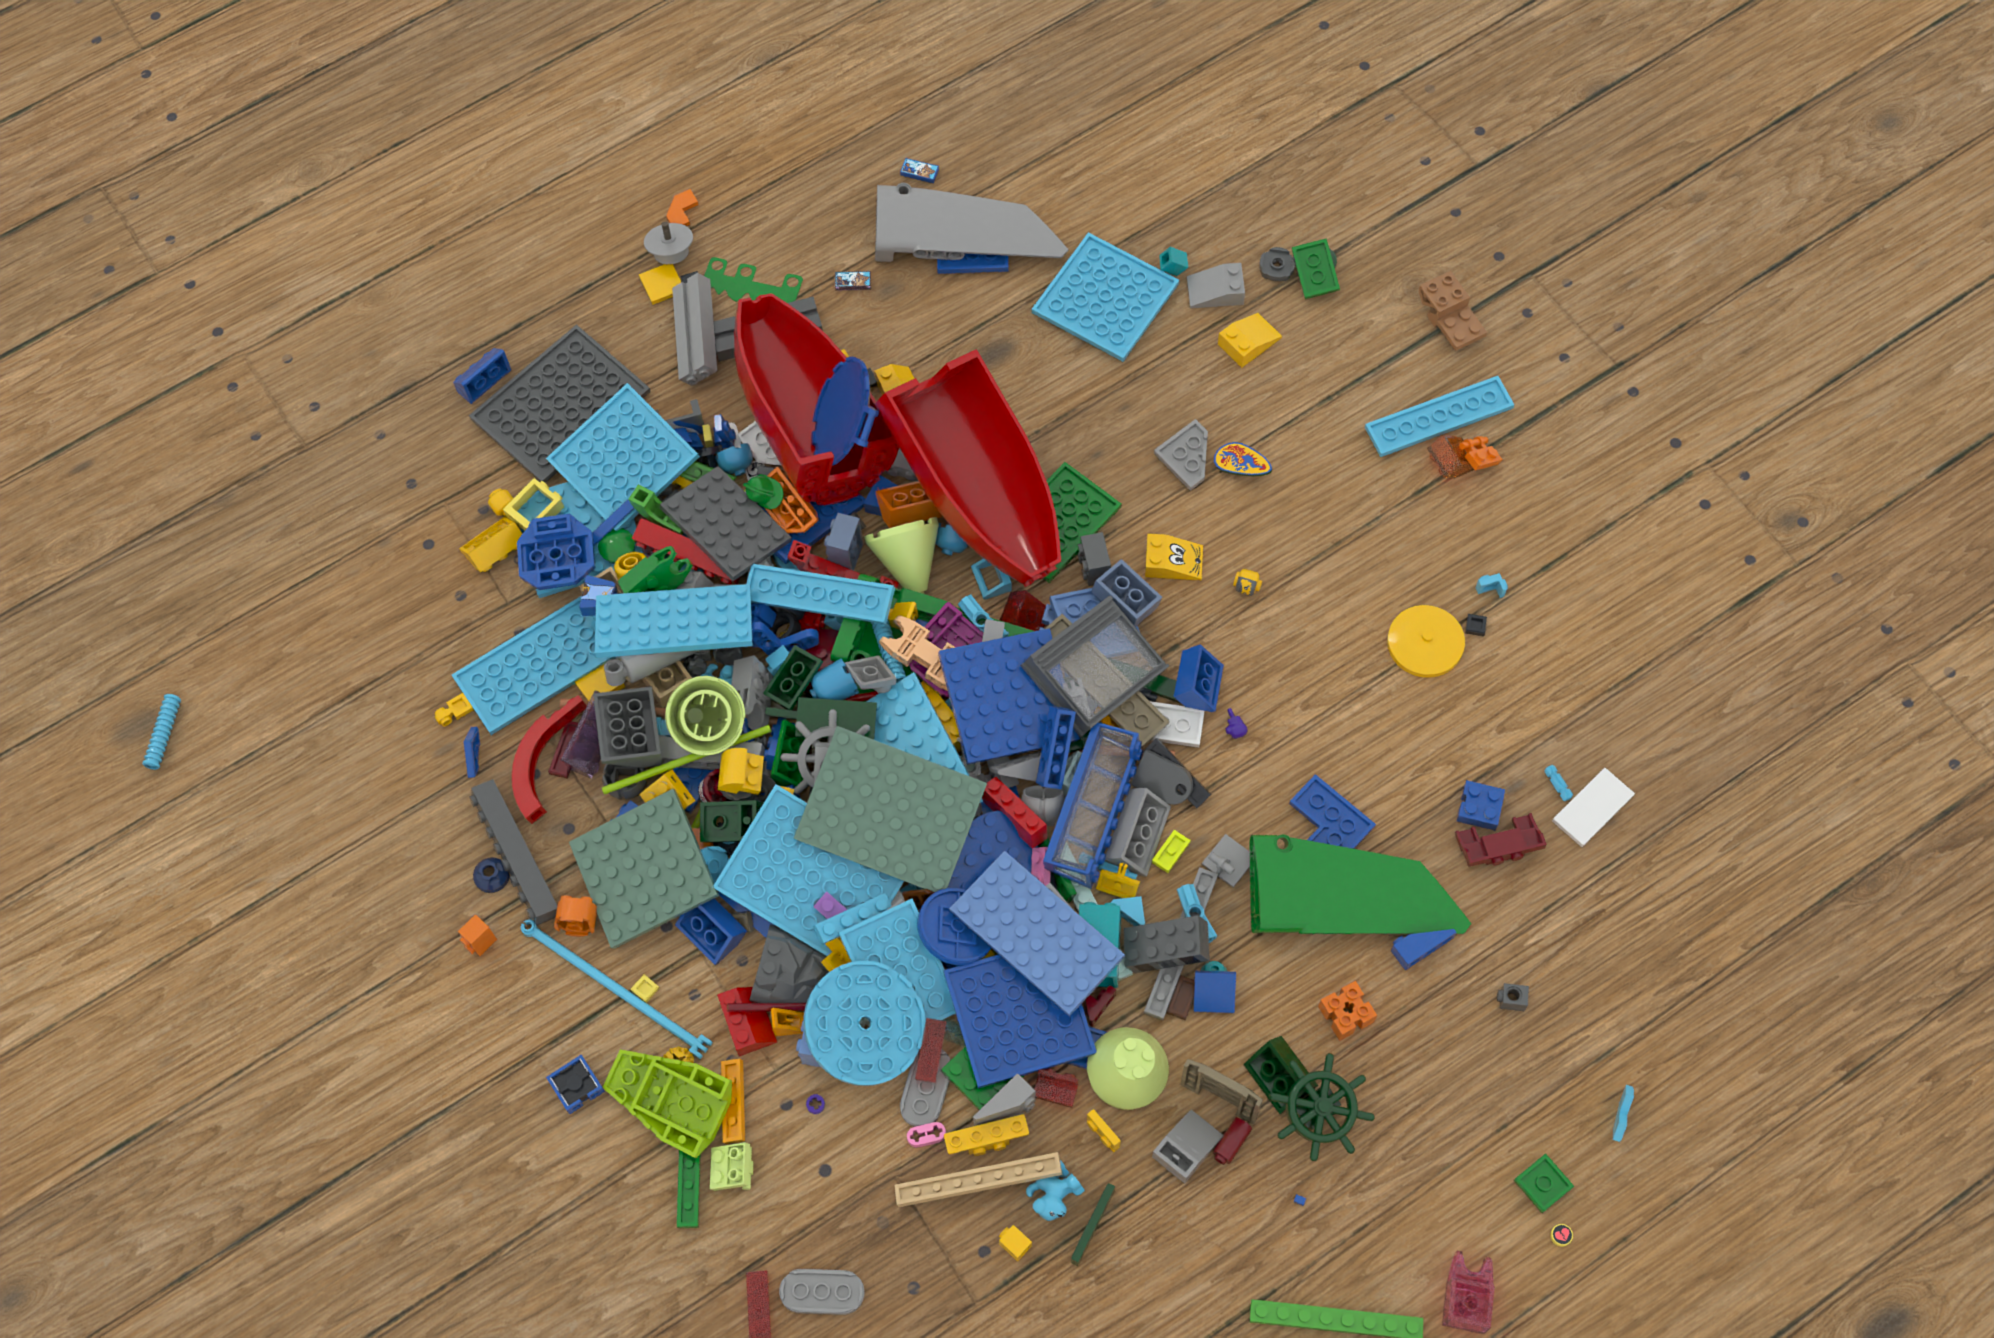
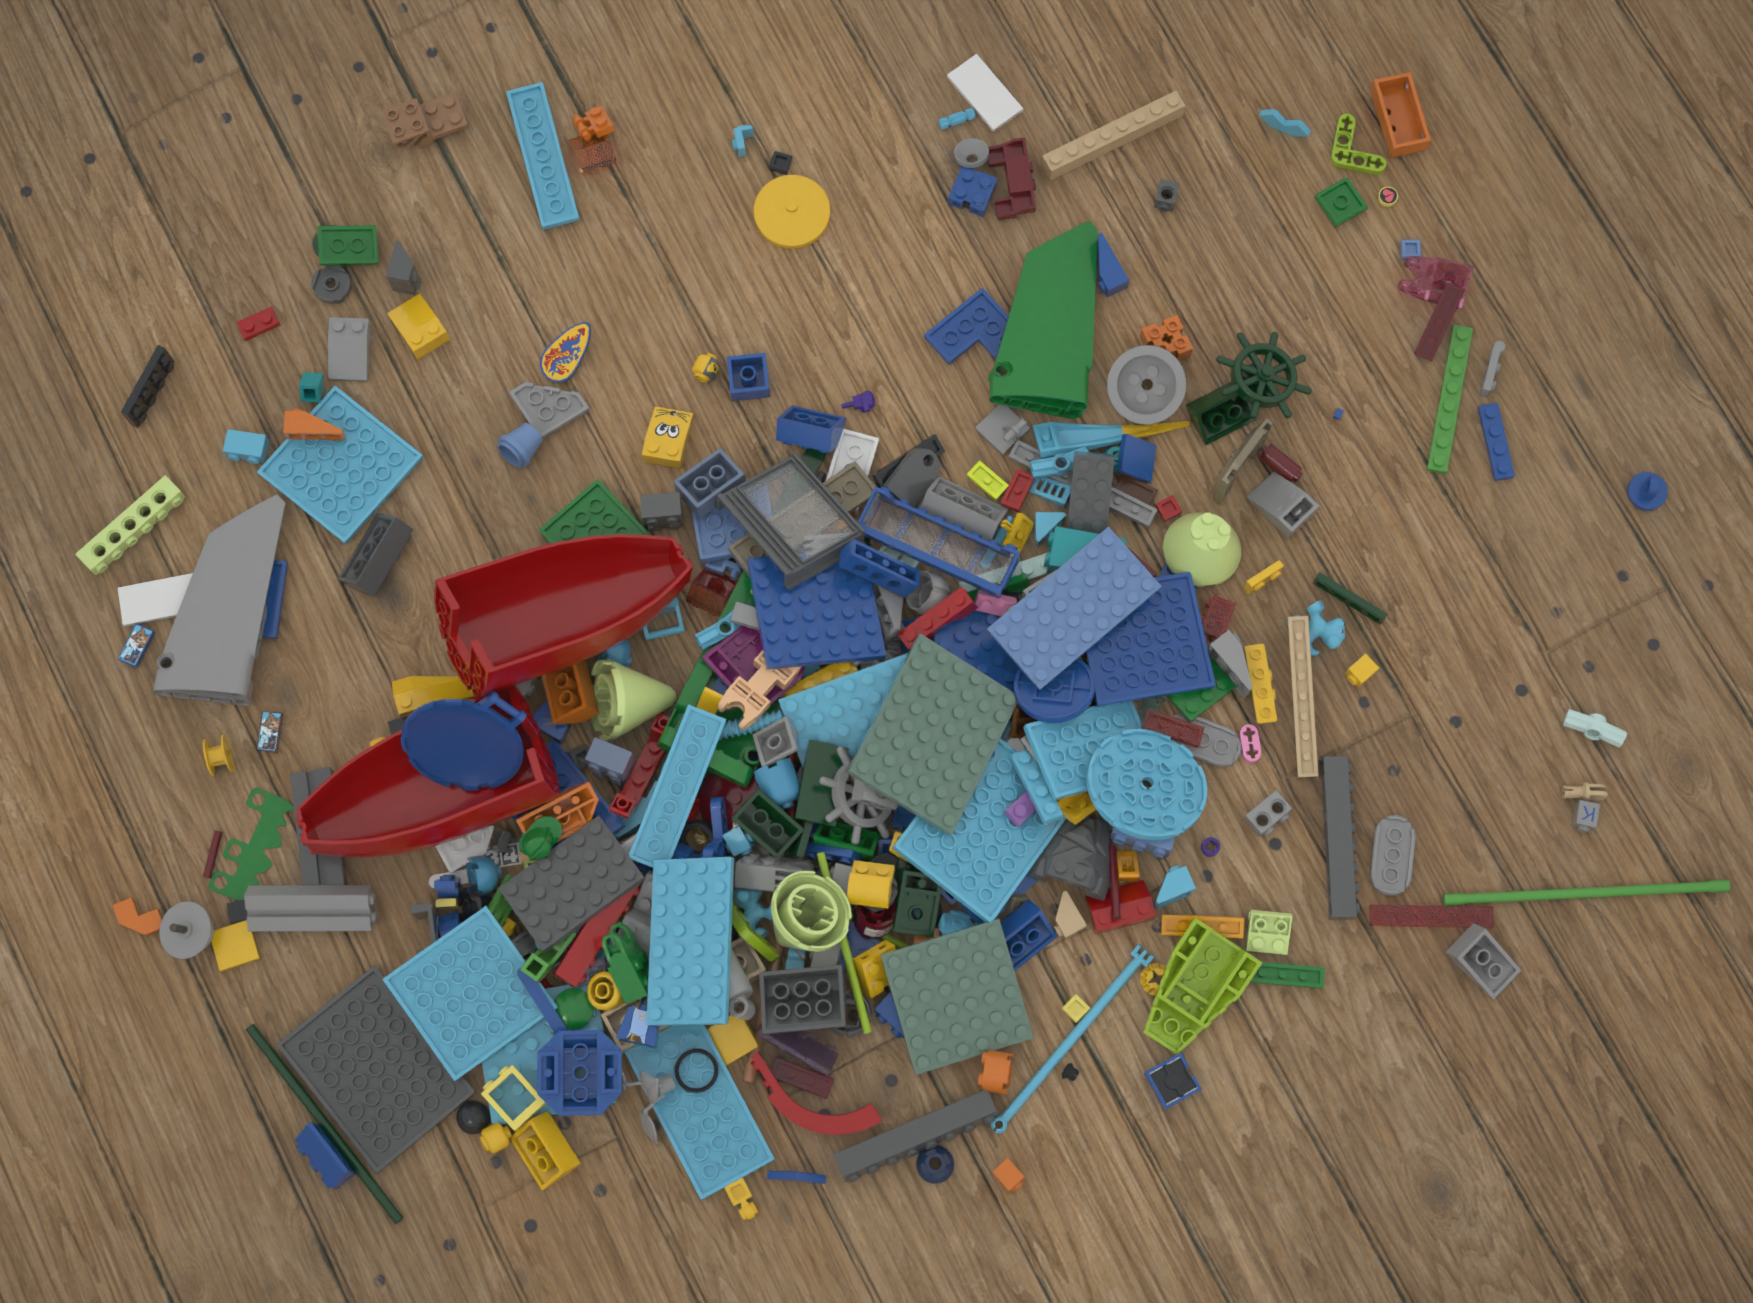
camera: 85 degrees left, 10 degrees up
(510, 373) = (325, 1124): none -> dark green piece
(518, 481) = (473, 1117): none -> black piece
(549, 624) = (653, 1087): none -> light grey plant
(565, 640) = (696, 1090): none -> black tyre
(581, 988) = (1069, 1072): none -> black piece
(692, 669) = (751, 936): none -> lime beam
(732, 970) = (1068, 919): none -> tan slope
(740, 255) = (212, 854): none -> dark red piece
(768, 1065) = (1174, 887): none -> medium azure slope
(824, 241) = (218, 755): none -> yellow piece
(833, 1231) = (1338, 838): none -> dark grey brick
(856, 1154) = (1265, 811): none -> light grey brick
(961, 173) = (152, 599): none -> white tile
(1023, 336) = (376, 554): none -> dark grey slope
(1026, 147) = (120, 525): none -> yellowish green brick
(1111, 221) = (246, 446): none -> medium azure brick
(1134, 261) = (305, 426): none -> orange slope
(1143, 433) = (520, 445): none -> medium blue piece
(1153, 137) = (147, 387): none -> black plate
(1163, 880) = (1017, 490): none -> red plate
(1166, 903) = (1061, 502): none -> medium azure slope
(1166, 1030) = (1168, 508): none -> red plate
(1226, 917) = (1062, 438): none -> medium azure plate
(1230, 214) = (258, 323): none -> red plate
(1242, 618) = (748, 377): none -> blue brick
(1274, 986) = (1126, 388): none -> light grey brick
(1299, 314) = (402, 272): none -> dark grey slope
(1419, 1296) = (1439, 321): none -> dark red tile
(1504, 1265) = (1410, 248): none -> medium blue tile
(1524, 794) = (971, 148): none -> light grey piece
(1571, 937) = (1113, 135): none -> tan brick
(1608, 1185) = (1344, 150): none -> lime beam
(1681, 1235) = (1400, 100): none -> orange piece

